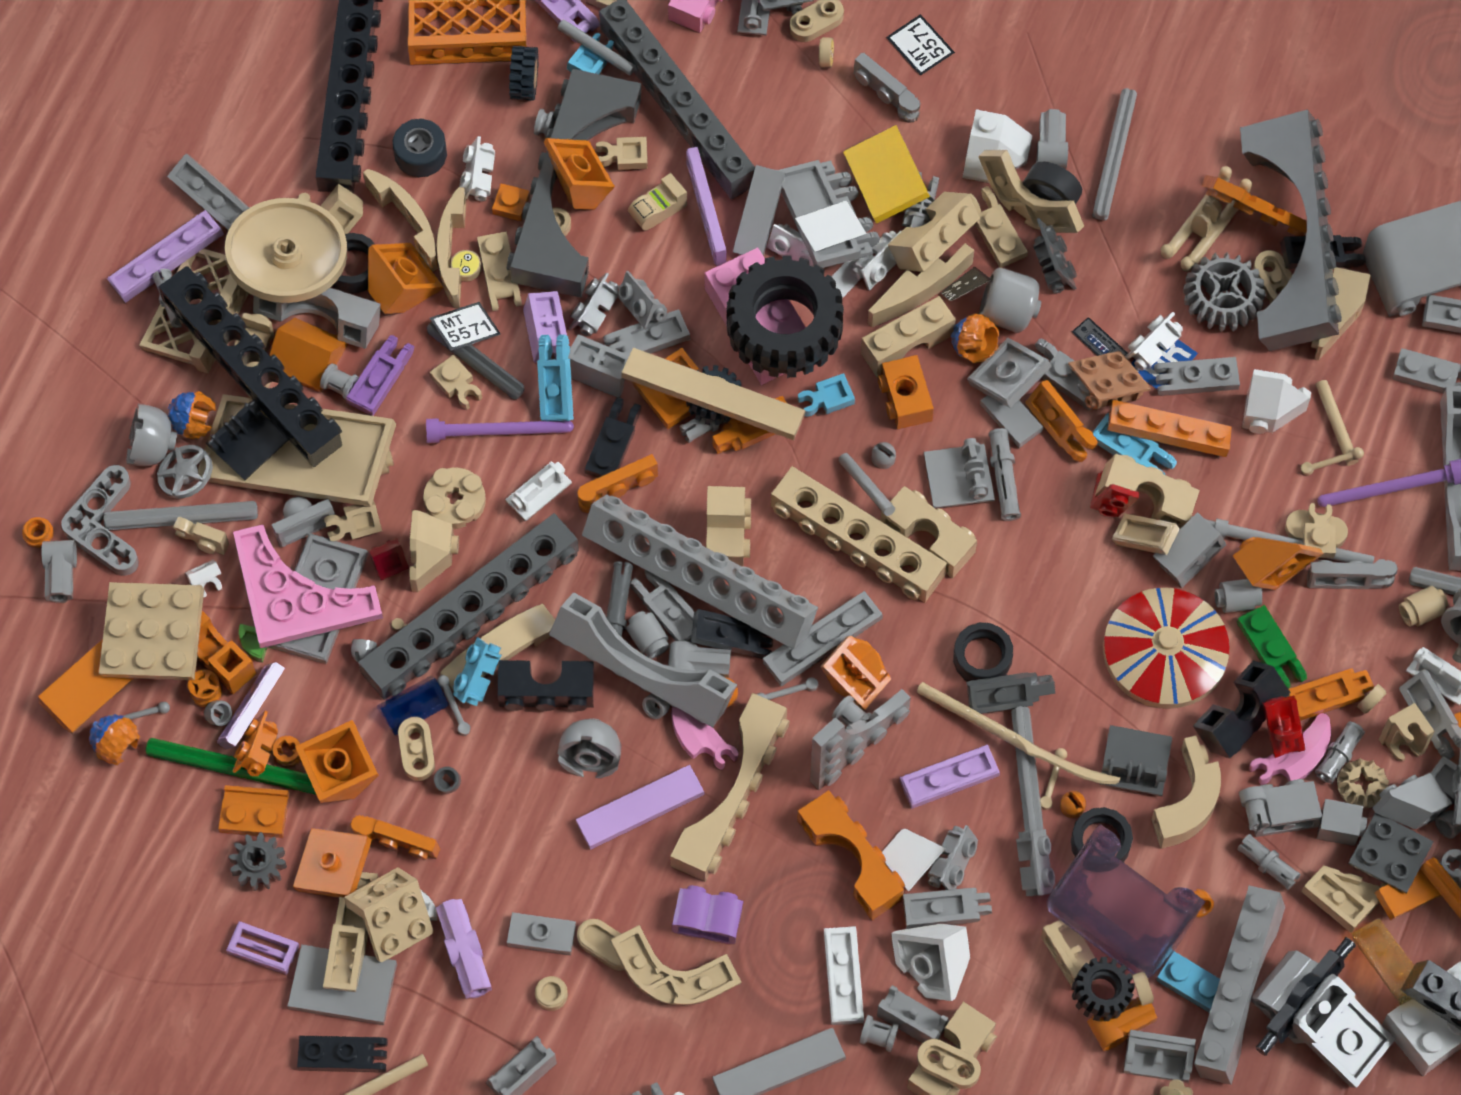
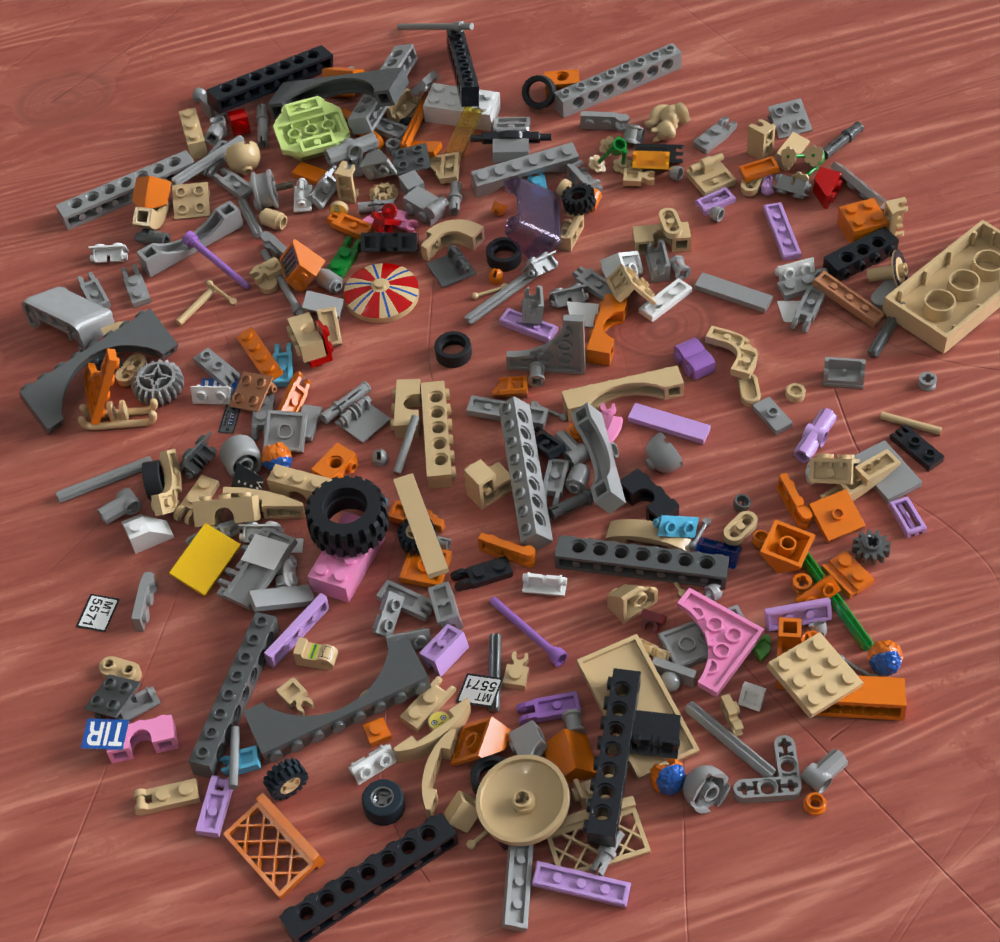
camera: 125 degrees left, 15 degrees down
(184, 471) = (703, 755): light grey wheel -> none
(382, 749) = (759, 538): none -> orange hinge
(455, 480) = (586, 608): tan plate -> none
(543, 122) = (309, 750): light grey bush -> none
(555, 380) = (476, 612): medium azure hinge -> none
(579, 172) = (333, 693): orange slope -> none
(826, 52) = (142, 645): tan tile -> none
(884, 927) = (625, 280): none -> tan bracket
(966, 793) = (533, 306): none -> light grey hinge
(1008, 691) = (460, 325): dark grey hinge -> none
(1010, 736) = (486, 293): tan piece -> none
(1272, 402) = (212, 326): white slope -> none

